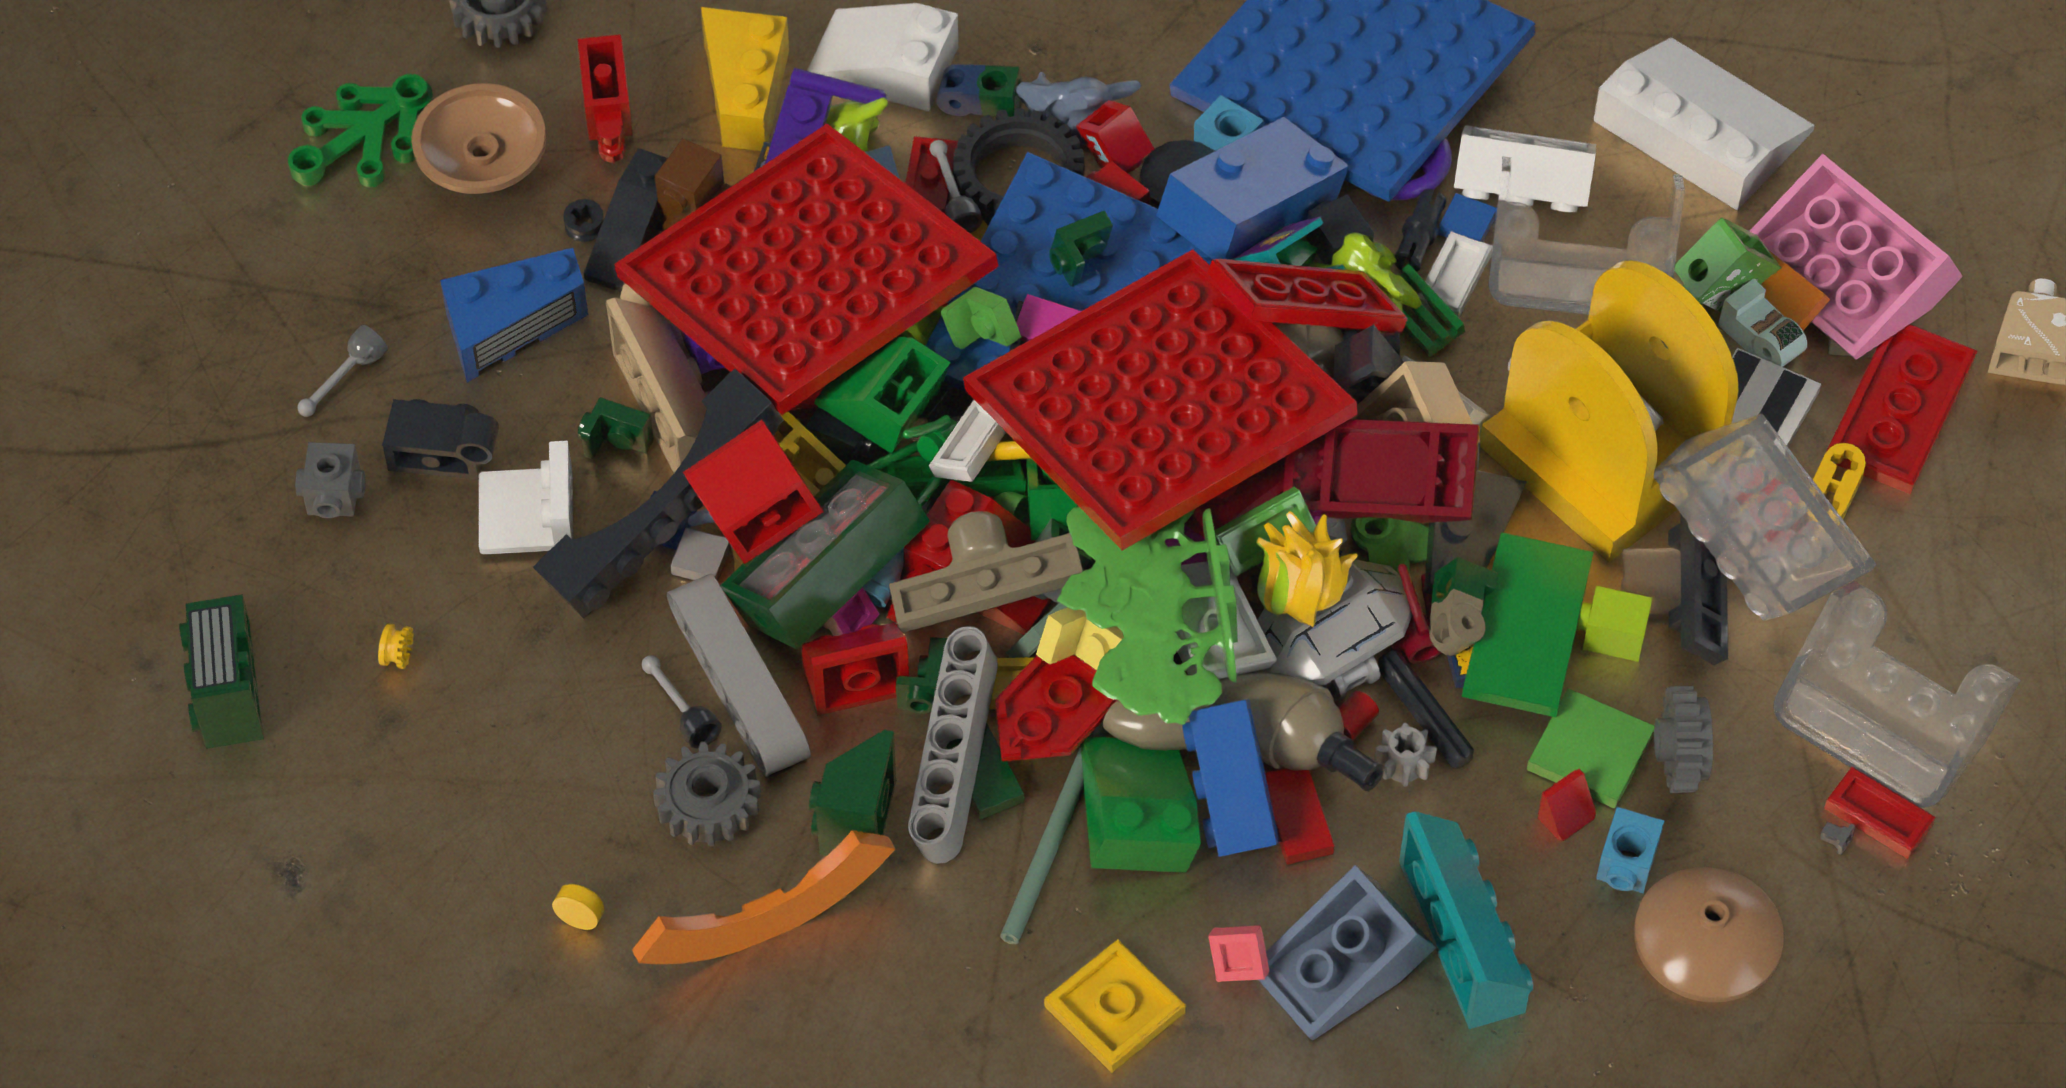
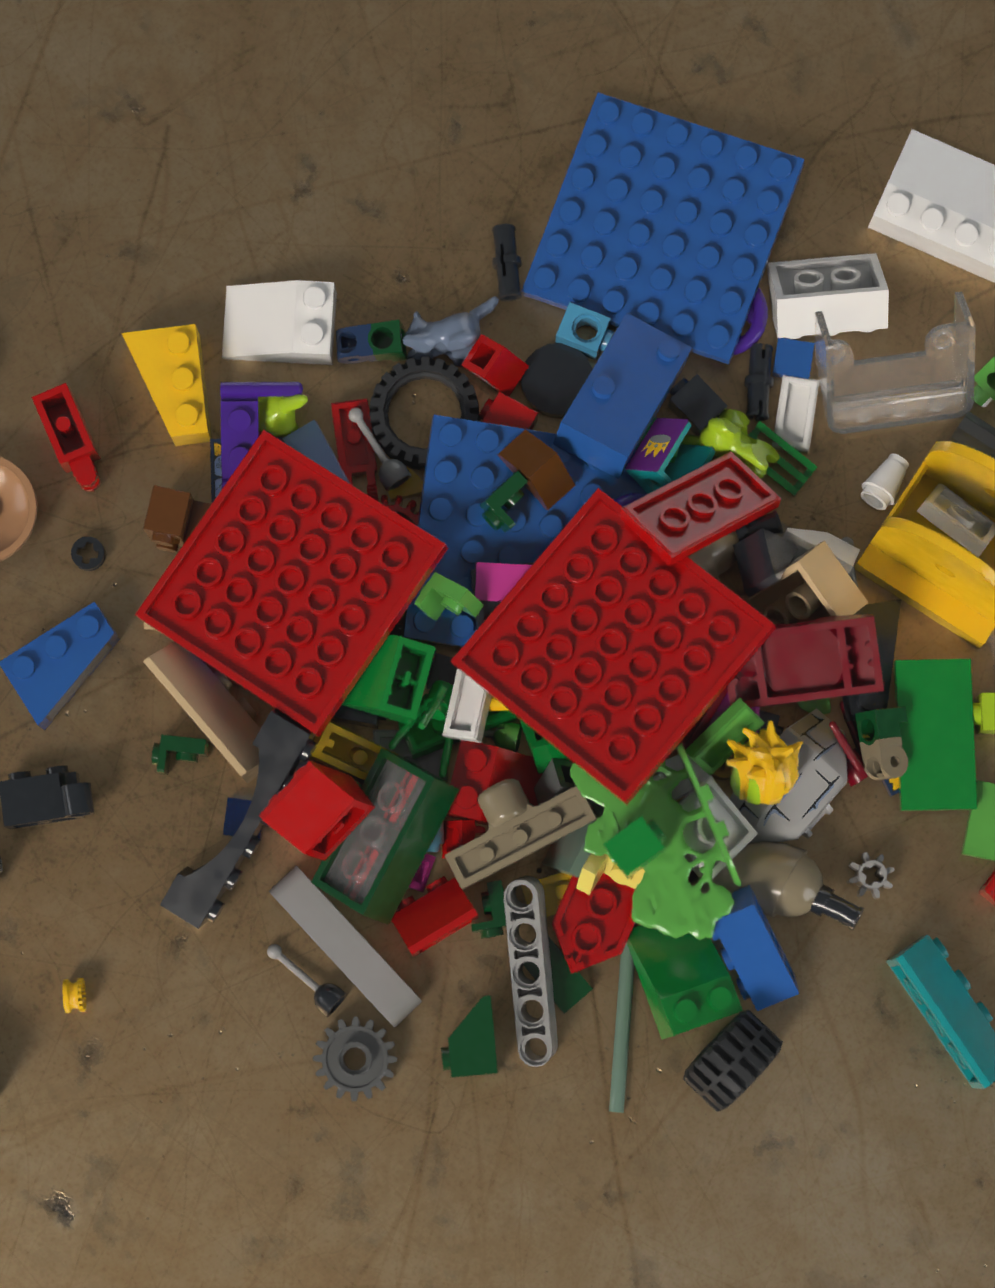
camera: 15 degrees left, 25 degrees up
(527, 506) = (133, 841): white bracket -> none
(578, 906) = (289, 1181): yellow tile -> none
(629, 219) = (128, 551): black slope -> none
(700, 555) = (278, 849): light grey tile -> none
(712, 936) = (432, 1150): orange tile -> none
(1114, 1005) = (709, 1147): yellow tile -> none
(1117, 582) = (636, 846): none -> green brick
(1136, 232) = (540, 466): none -> reddish brown slope
(1162, 54) = (506, 262): none -> black pin
(1170, 892) = (732, 1060): none -> black tyre
(1238, 953) = (792, 1084): coral tile -> none
(1298, 816) = (802, 948): red tile -> none
(1343, 954) = (868, 1062): sand blue slope -> none
(1357, 713) = (822, 849): red hinge -> none
(1425, 709) = (876, 828): black axle -> none

